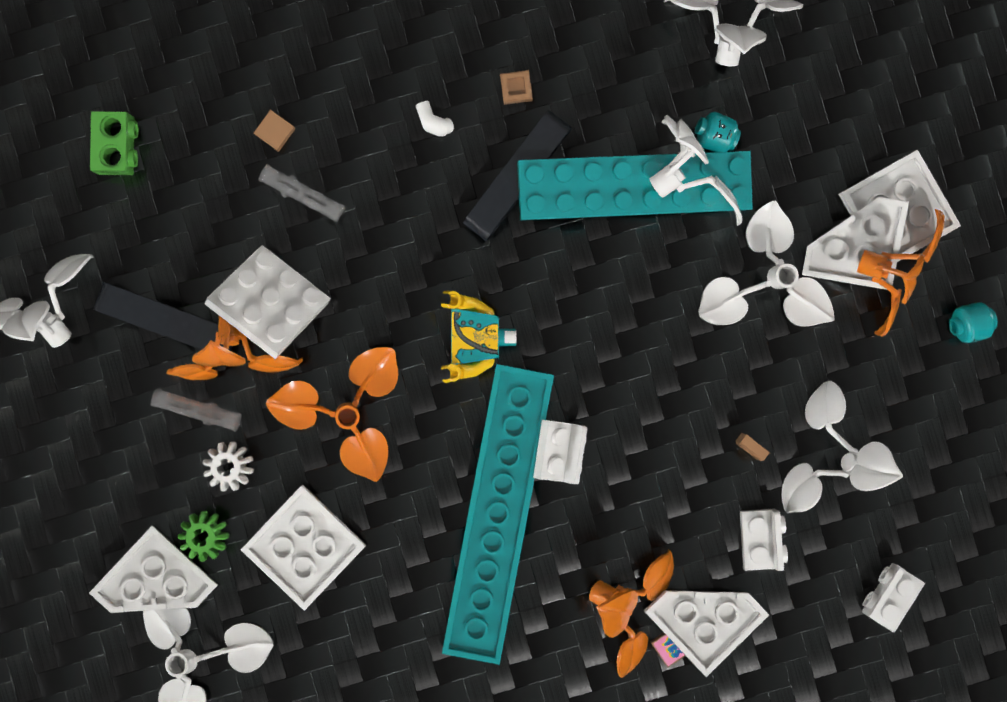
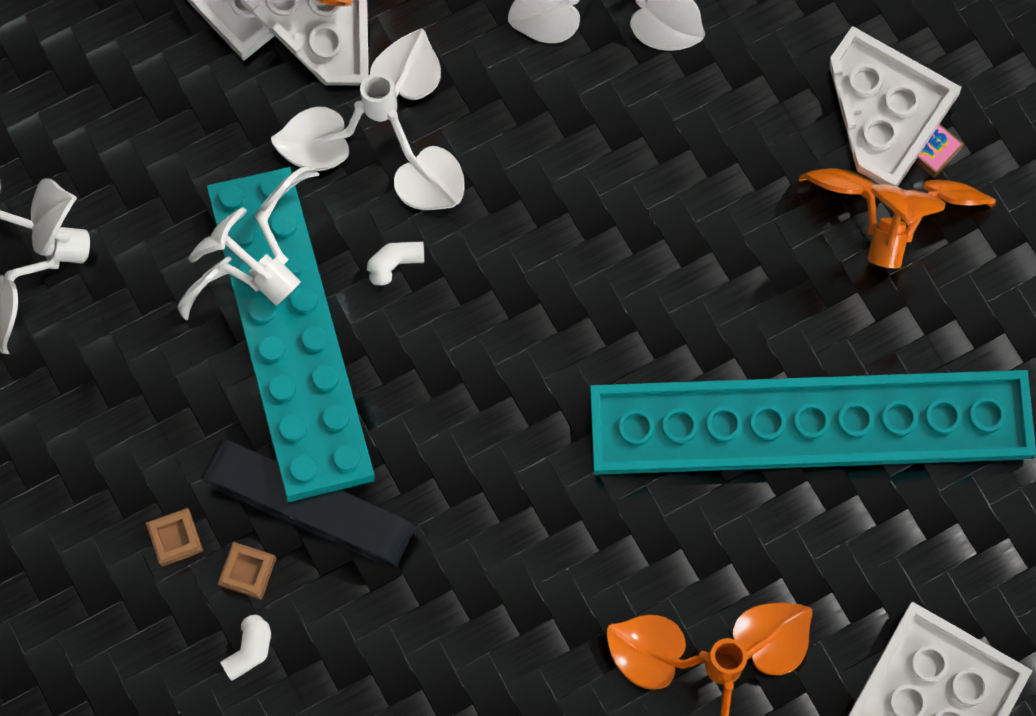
camera: 105 degrees left, 15 degrees down
(474, 337) = (562, 511): torso -> none
(484, 129) = (247, 570): none -> medium nougat tile
(560, 452) = (699, 351): white bracket -> none
(673, 263) = (390, 256): none -> white arm
(717, 132) = (184, 230): teal head -> none
(752, 447) = (626, 96): medium nougat tile -> none
(763, 539) = (750, 57): white bracket -> none

